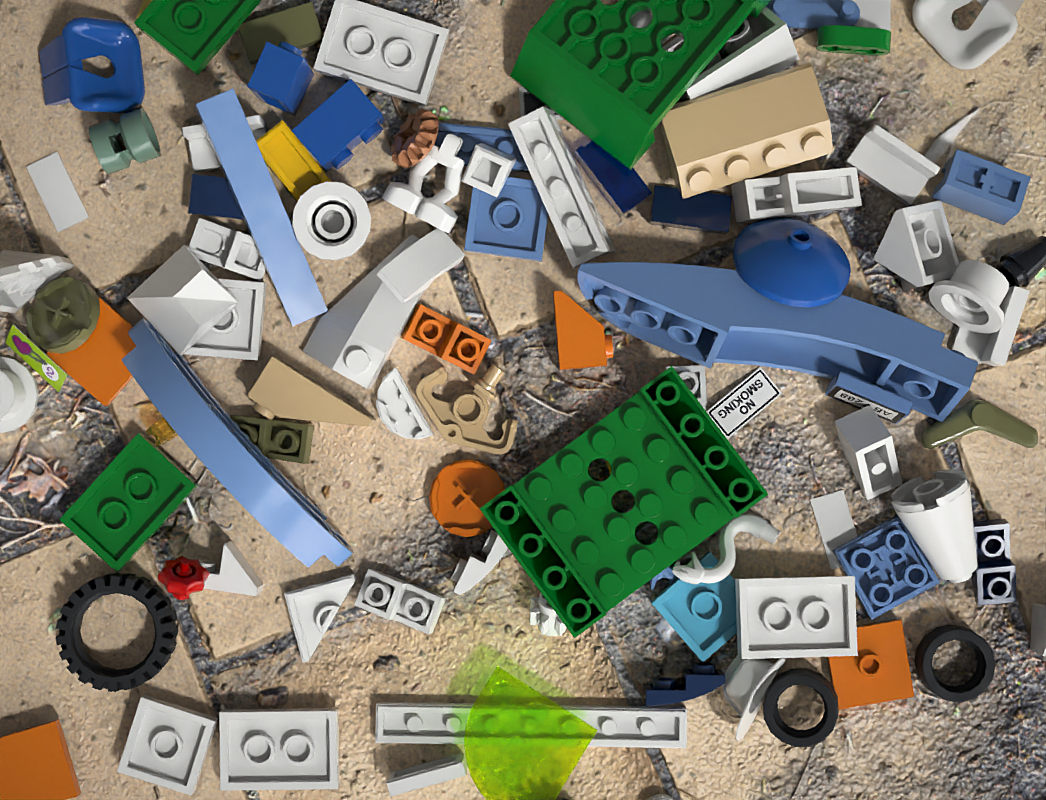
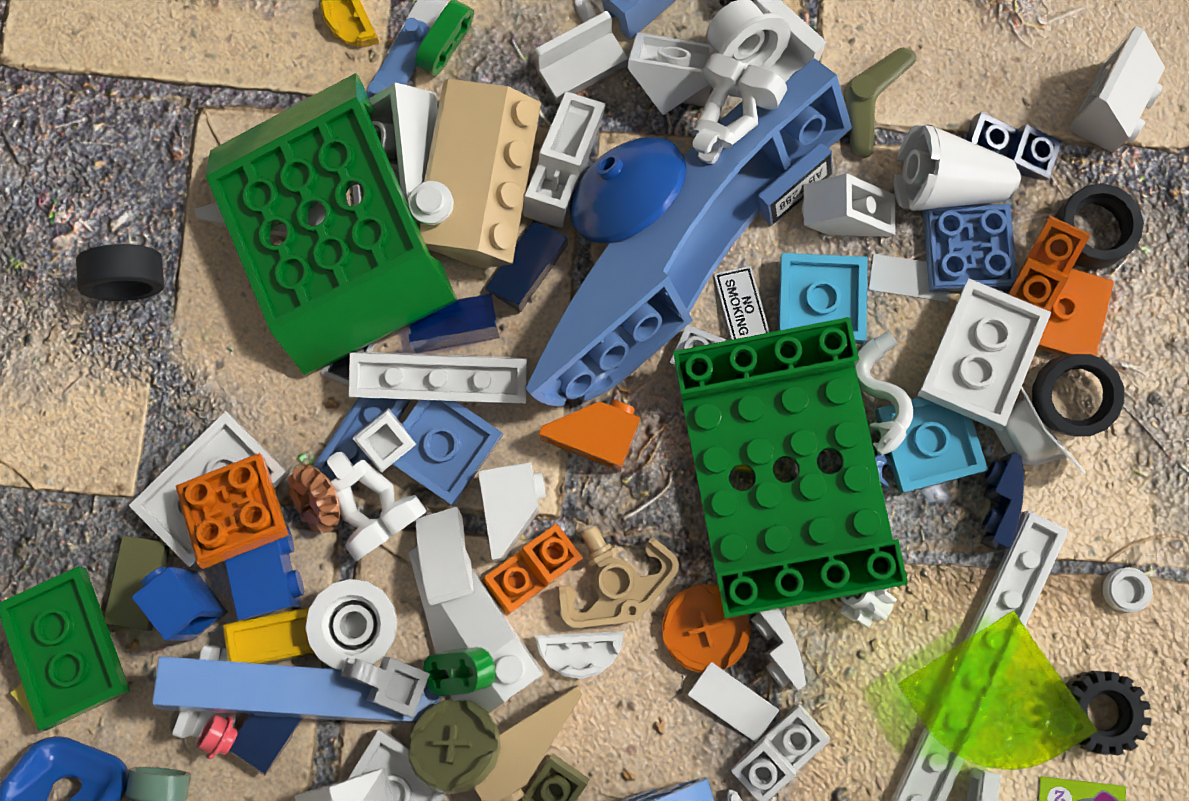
camera: 65 degrees left, 10 degrees down
(198, 161) = (217, 736): none -> coral plate
(226, 249) = (324, 752): white slope -> none
(280, 347) = (454, 746): none -> olive tile
(302, 277) = (393, 684): none -> light grey plate
(342, 319) = (459, 678): none -> green beam
(372, 79) = (231, 510): none -> orange tile
(421, 546) = (733, 702): none -> white sticker
(487, 295) = (509, 504): none -> white slope
(696, 108) = (431, 203): none -> white plate
(784, 463) = (823, 290): none -> medium azure plate
(899, 636) = (1049, 263): none -> orange slope
(926, 320) = (733, 79): none -> white piece

